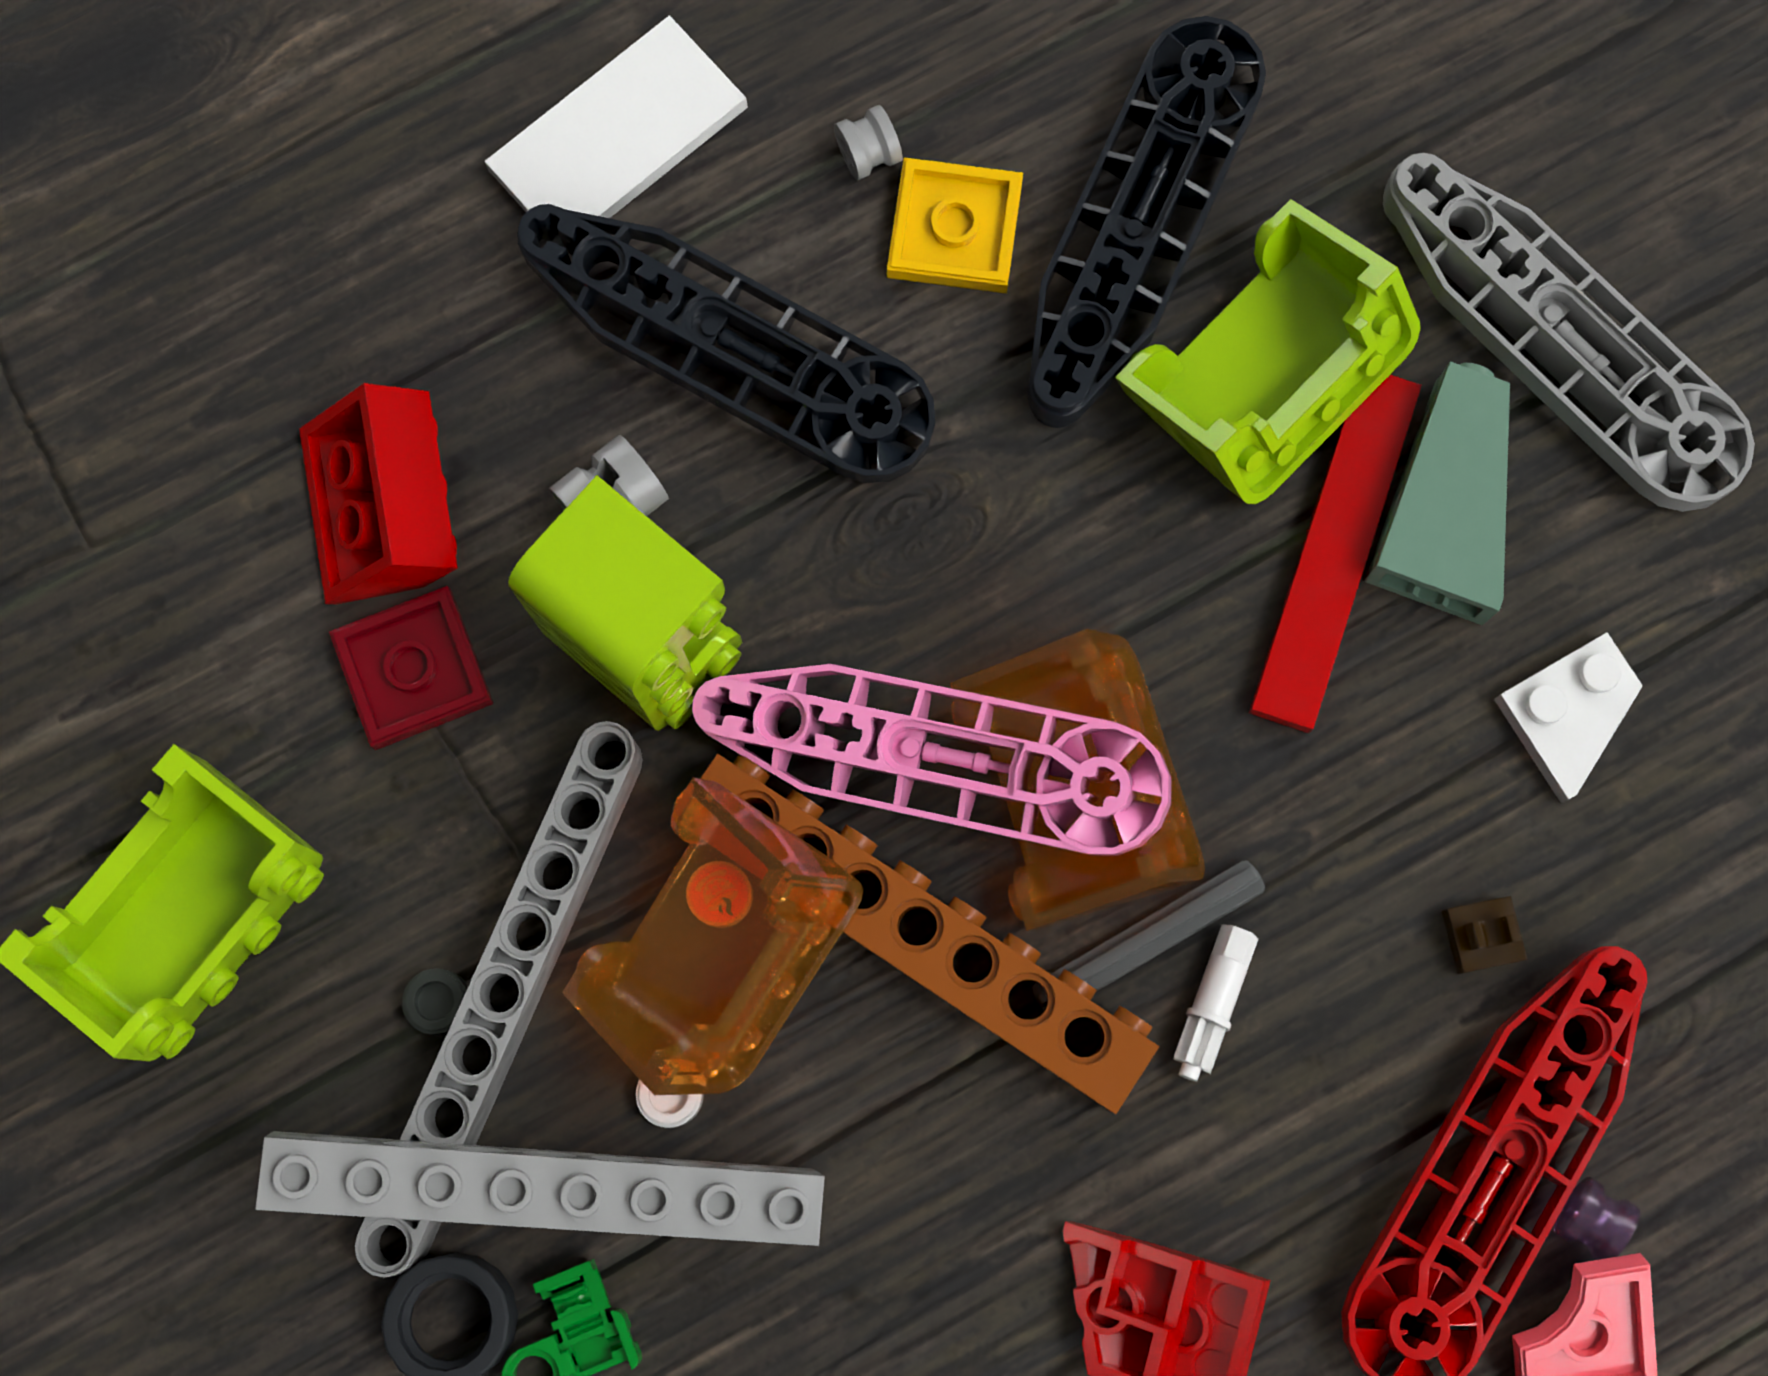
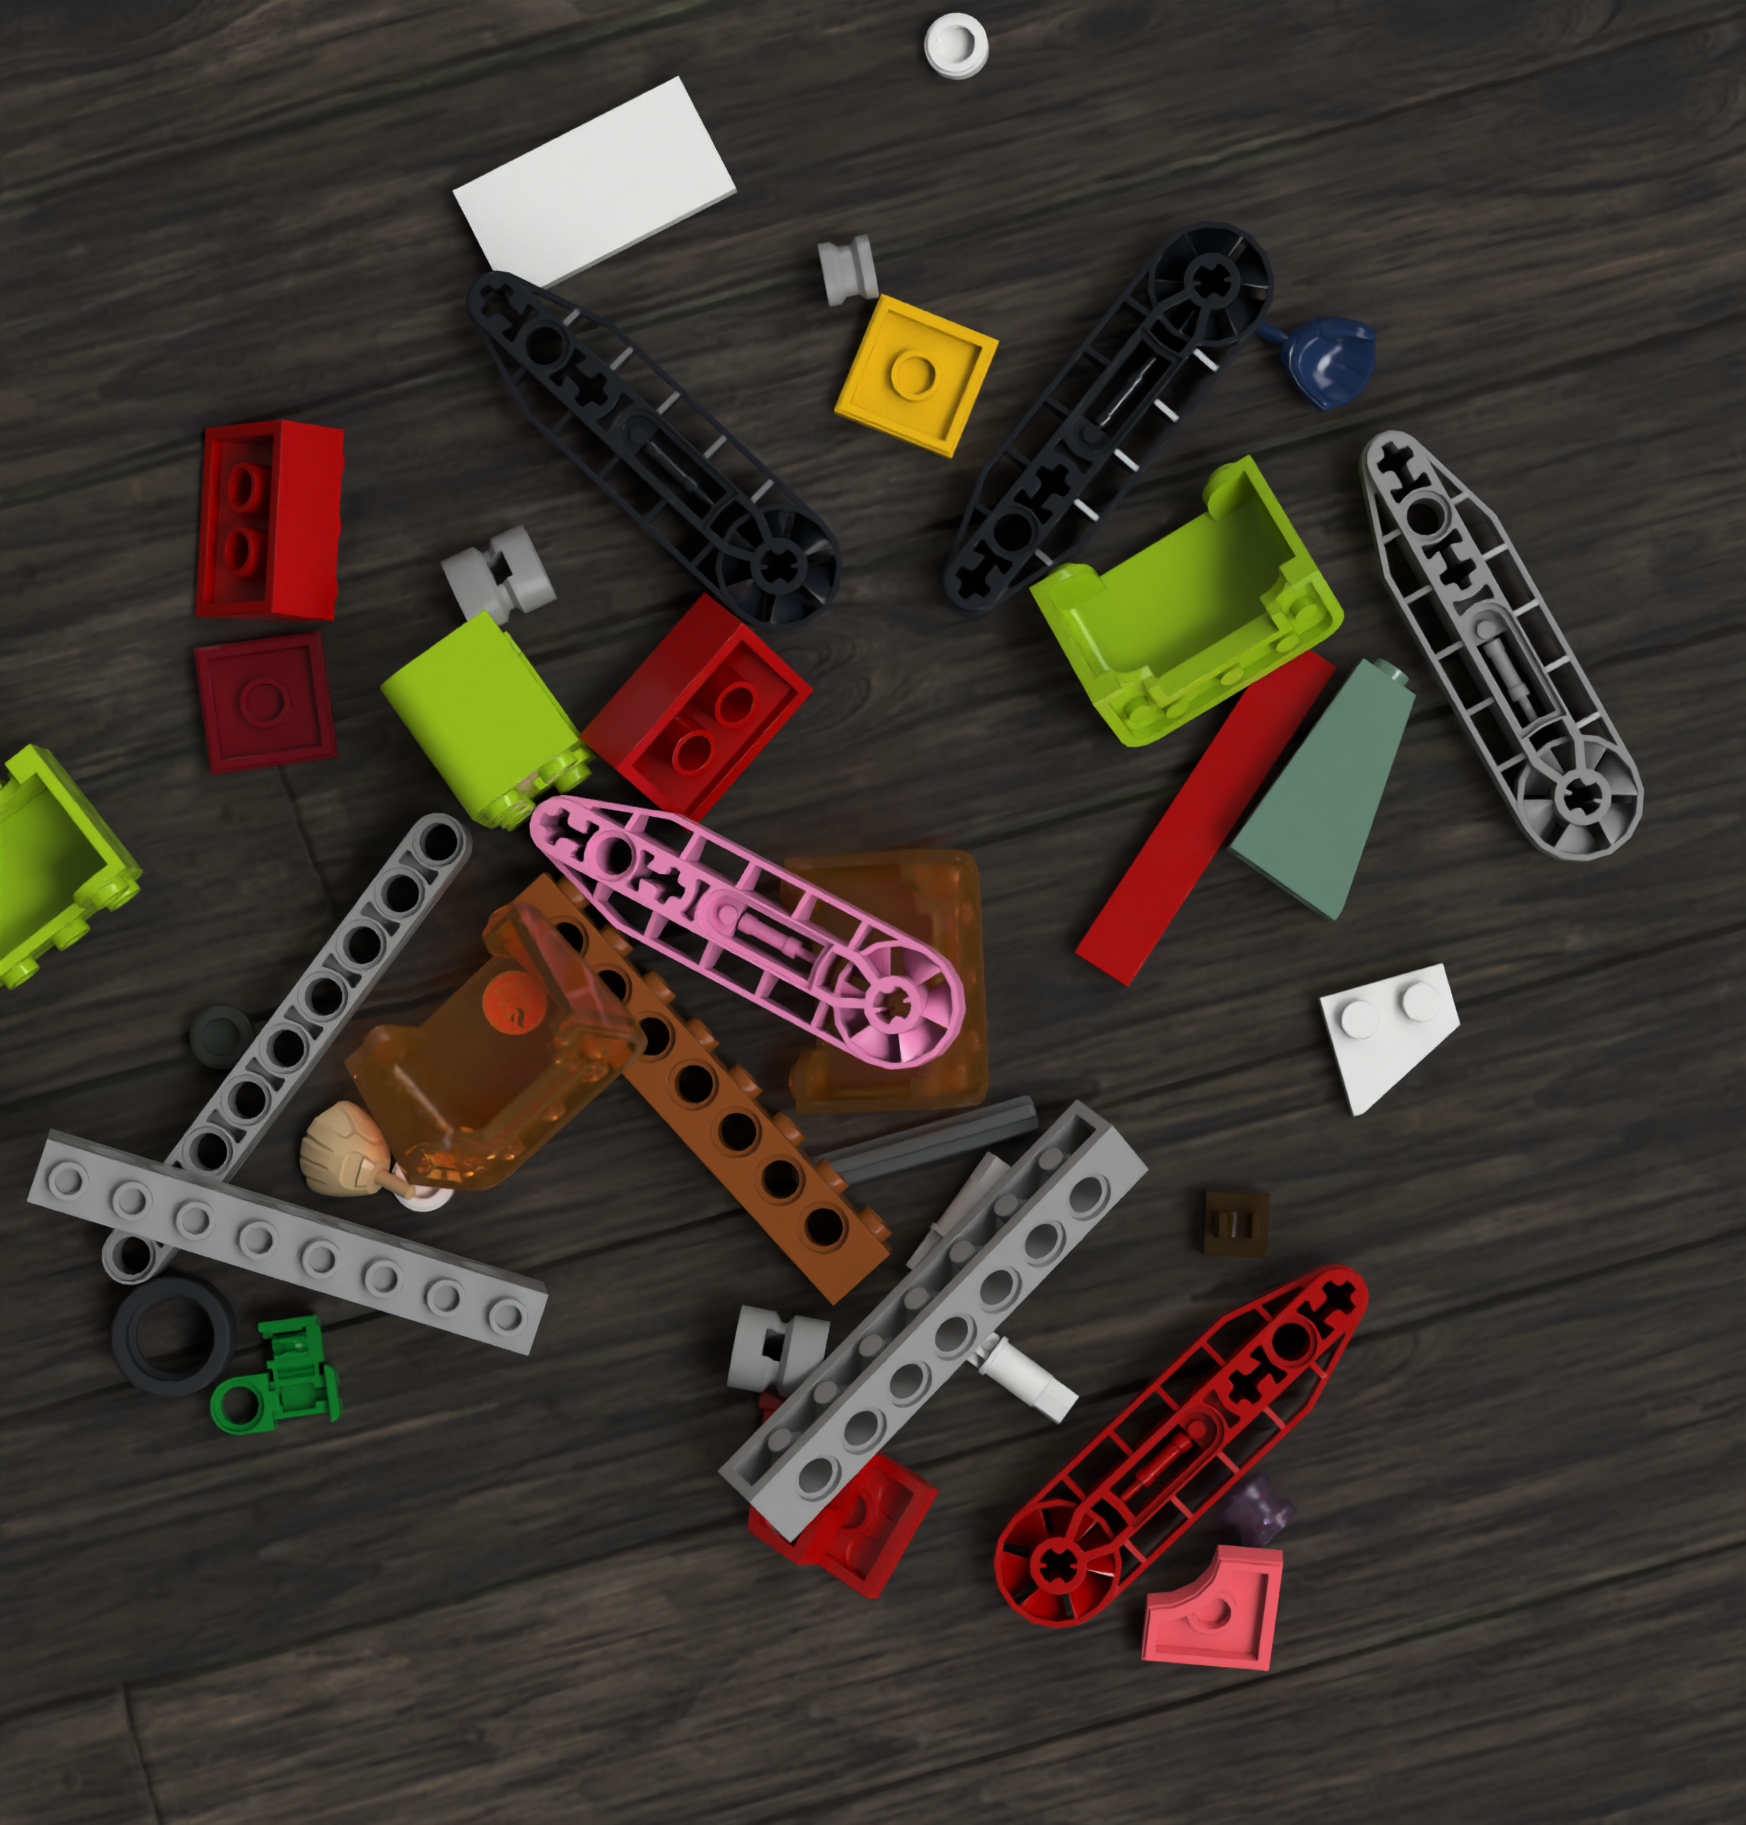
camera: 20 degrees right, 10 degrees up
(588, 1088) = (348, 1155): none -> tan piece
(828, 569) = (696, 711): none -> red slope
(1096, 1177) = (802, 1352): none -> light grey wheel
(1219, 1109) = (934, 1320): none -> light grey brick
(1303, 1135) = (1023, 1377): none -> white piece
(1327, 115) = (1326, 358): none -> dark blue piece

